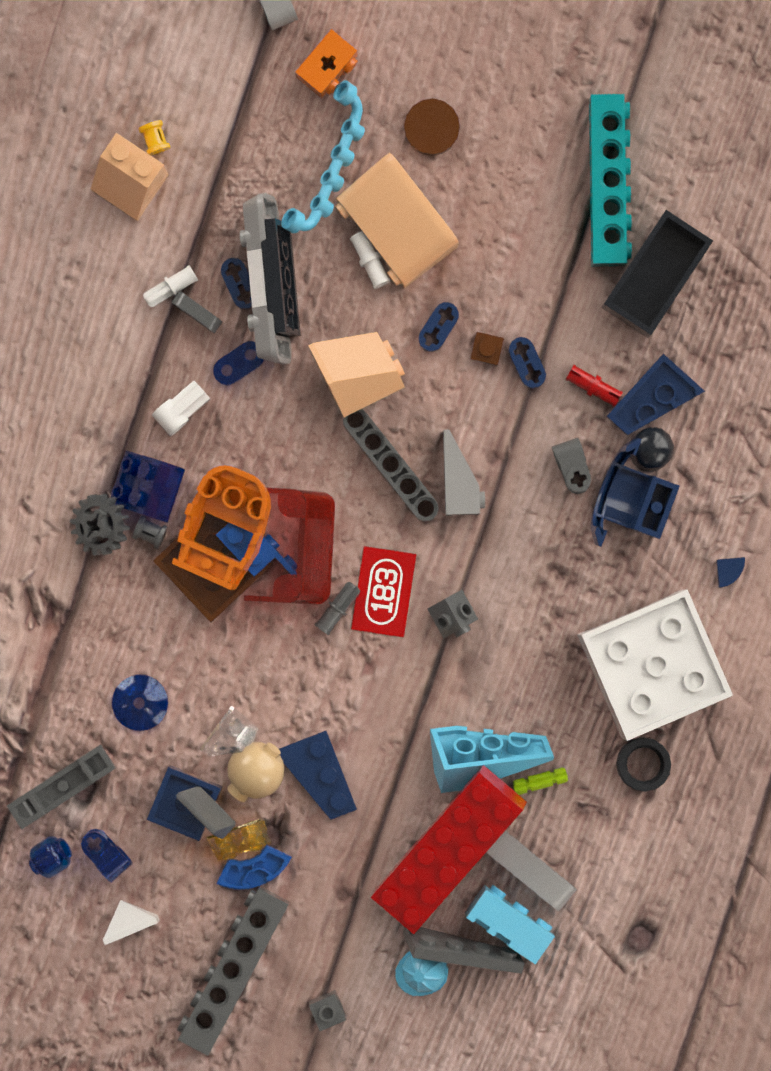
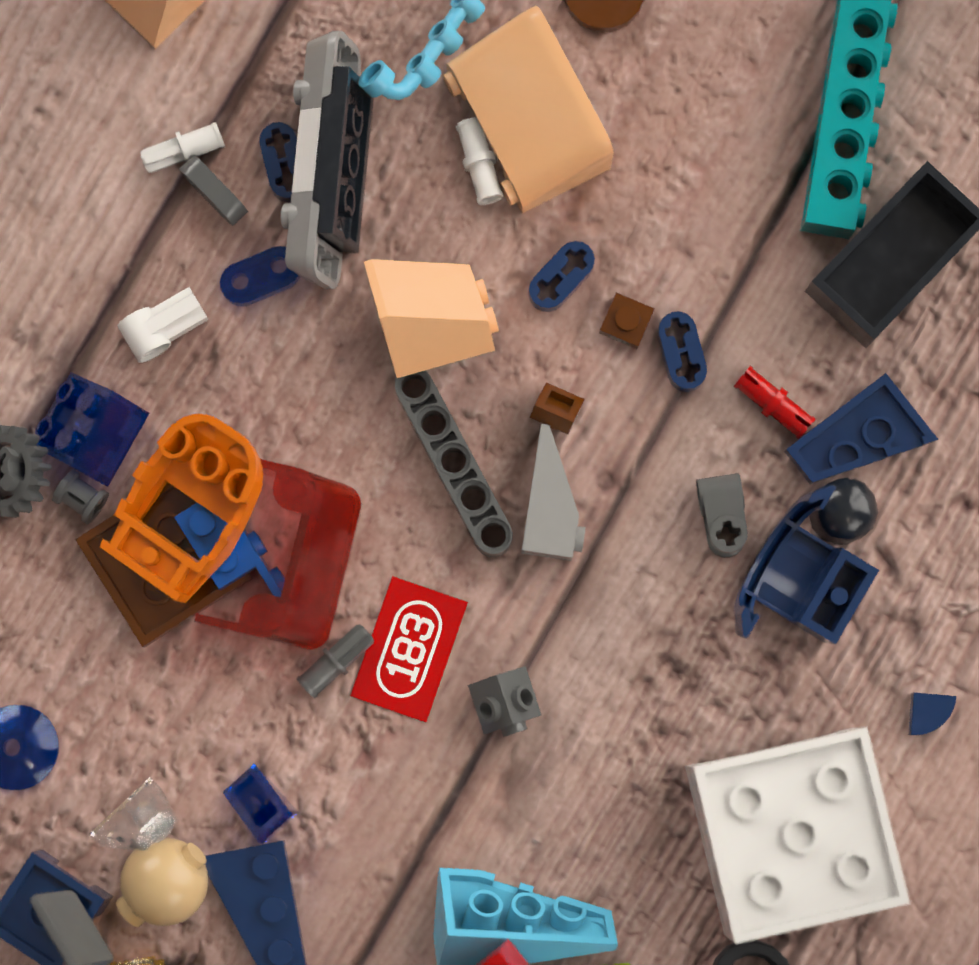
camera: 15 degrees right, 5 degrees down
(306, 709) = (259, 804): none -> clear blue slope
(451, 416) = (557, 408): none -> reddish brown plate

